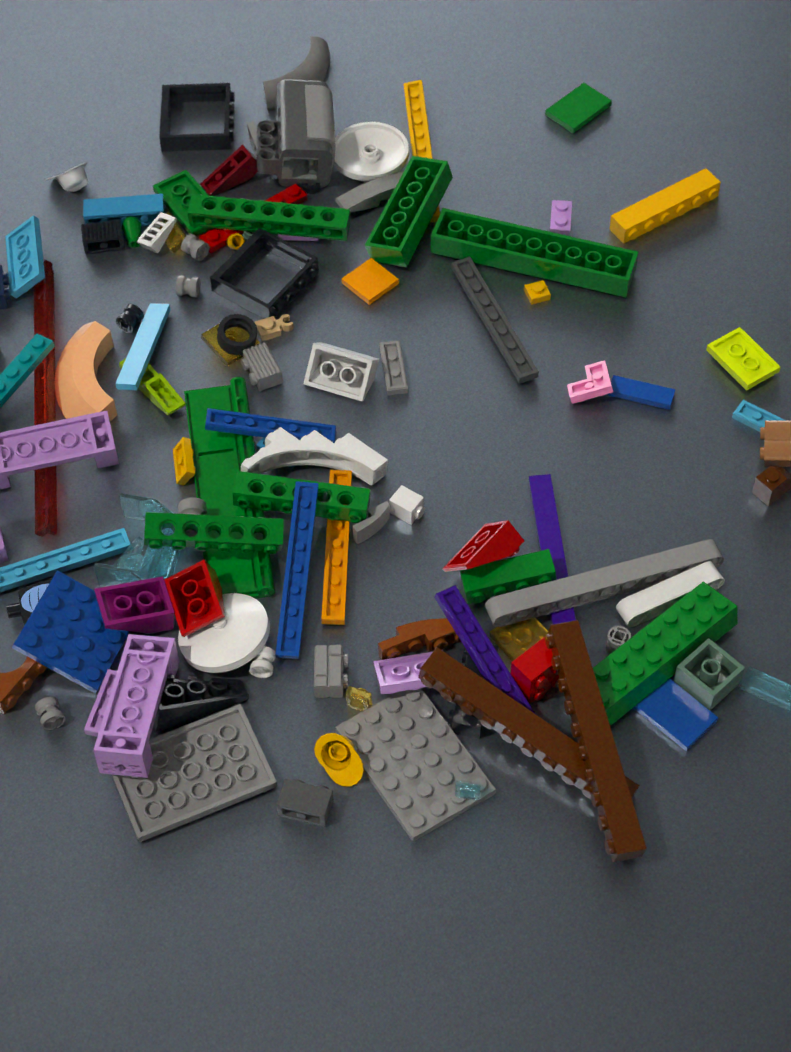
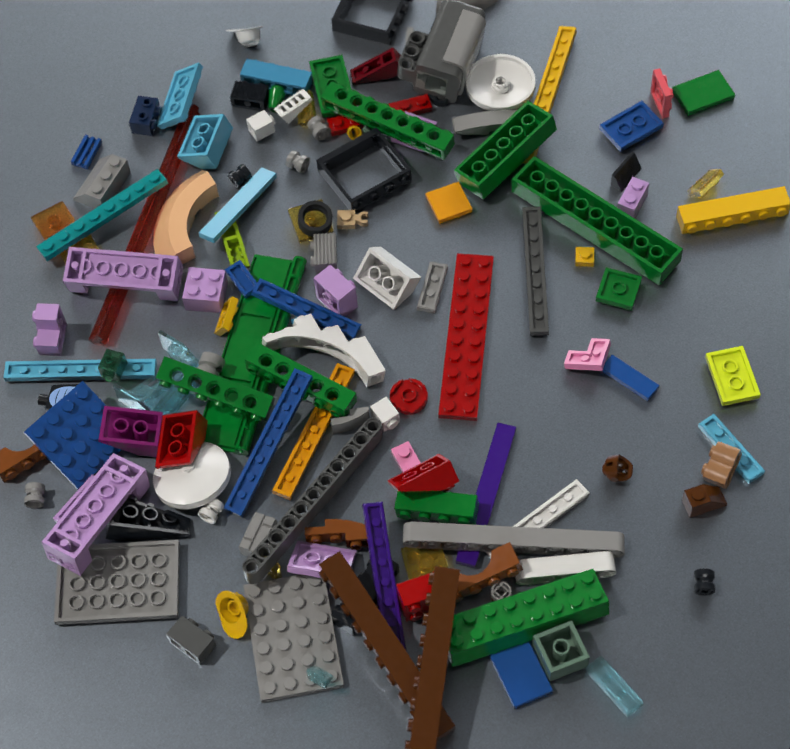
camera: 25 degrees right, 5 degrees up
(75, 293) = (206, 141): none -> medium azure slope
(80, 547) = (112, 365): none -> clear green brick
(130, 261) = (261, 125): none -> white brick
(147, 441) = (205, 290): none -> lavender brick
(184, 418) = (241, 278): none -> blue tile
(295, 398) = (335, 291): none -> lavender brick
(373, 616) = (358, 448): none -> dark grey beam
(422, 479) = (409, 396): none -> red tile
(447, 541) = (405, 456): none -> bright pink plate
(454, 406) = (466, 337): none -> red plate
(523, 157) = (631, 126): none -> blue plate
(539, 201) = (624, 173): none -> black slope
(540, 116) = (661, 93): none -> coral plate
(588, 311) = (618, 288): none -> green plate
(610, 607) = (503, 564): none -> dark orange arch
(624, 188) = (708, 180): none -> clear yellow plate
(625, 546) = (555, 507): none -> white tile
(671, 480) = (615, 465): none -> reddish brown piece

